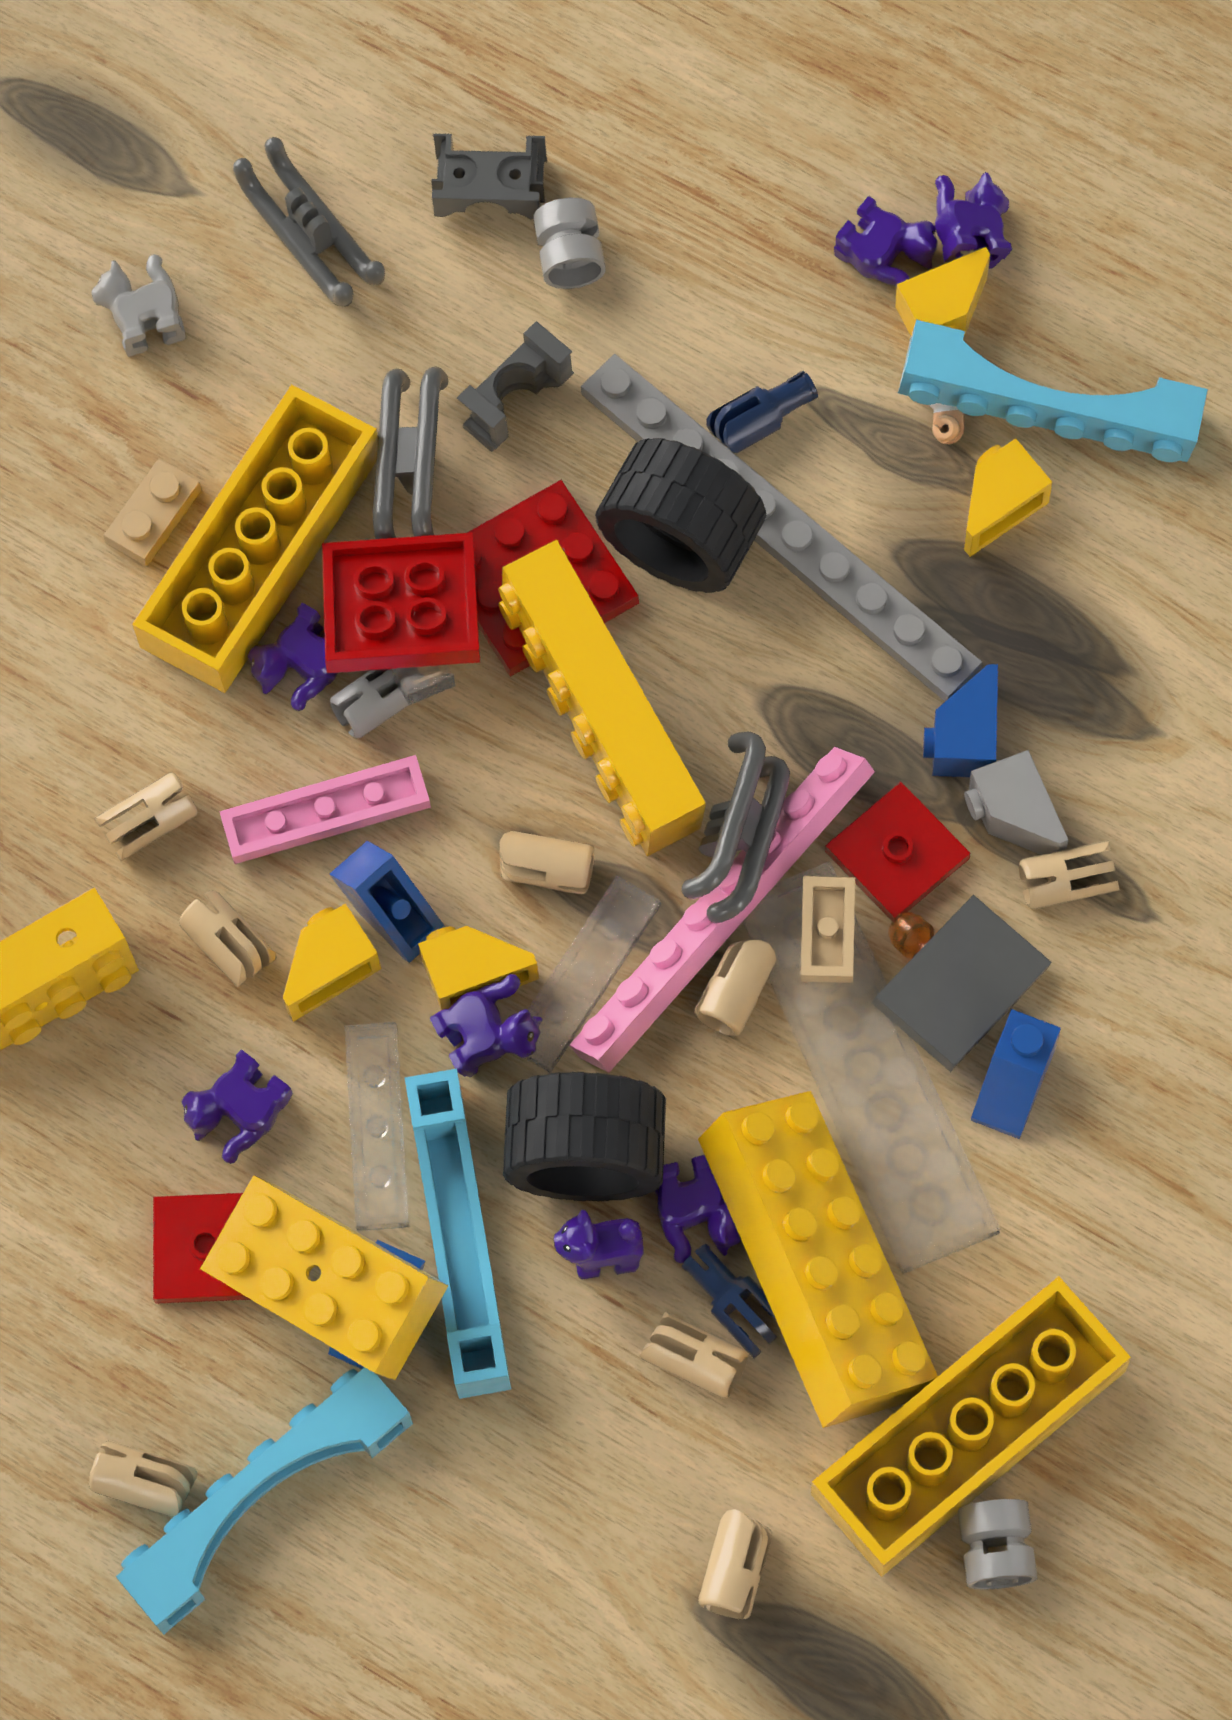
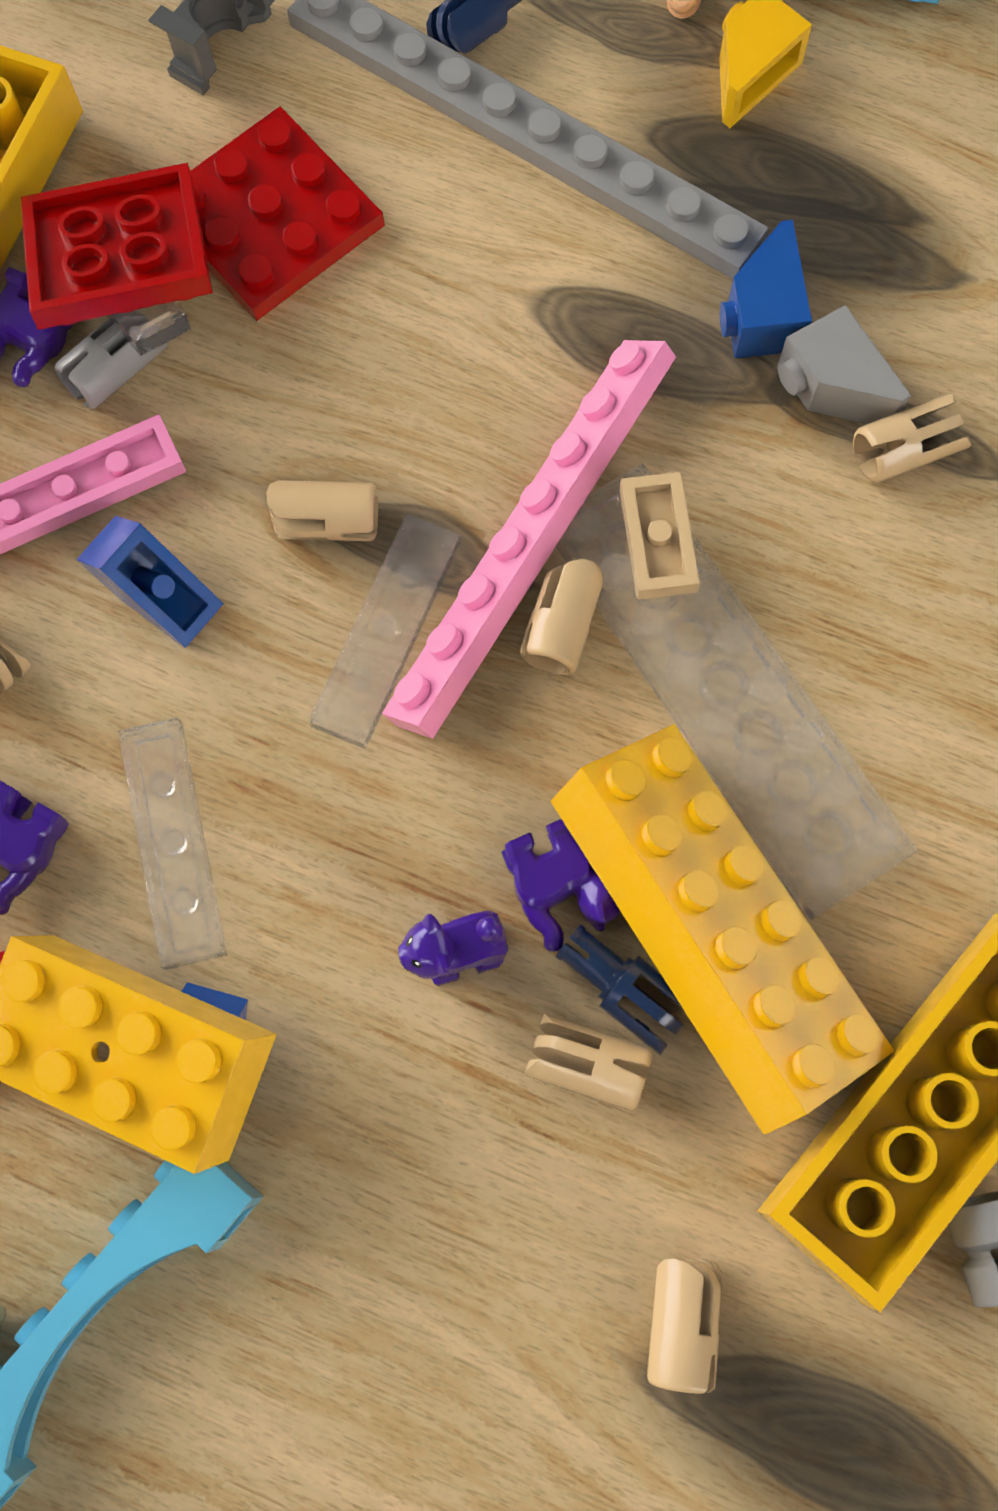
camera: 10 degrees left, 5 degrees up
(328, 960) = (86, 660): yellow slope -> none
(407, 452) = (104, 91): dark grey piece -> none
(458, 1234) = (298, 1005): medium azure arch -> none
(469, 959) = (257, 639): yellow slope -> none
(480, 1025) = (272, 705): dark purple animal -> none
(584, 1136) = (415, 819): black tyre -> none
(601, 699) = (356, 312): yellow brick -> none
(681, 515) = (415, 102): black tyre -> none
(741, 826) = (539, 433): dark grey piece -> none
(897, 852) = (716, 441): red plate -> none
(906, 924) = (748, 530): clear orange hinge -> none
(961, 983) = (818, 576): dark grey tile -> none
(1015, 1073) = (901, 666): blue slope -> none

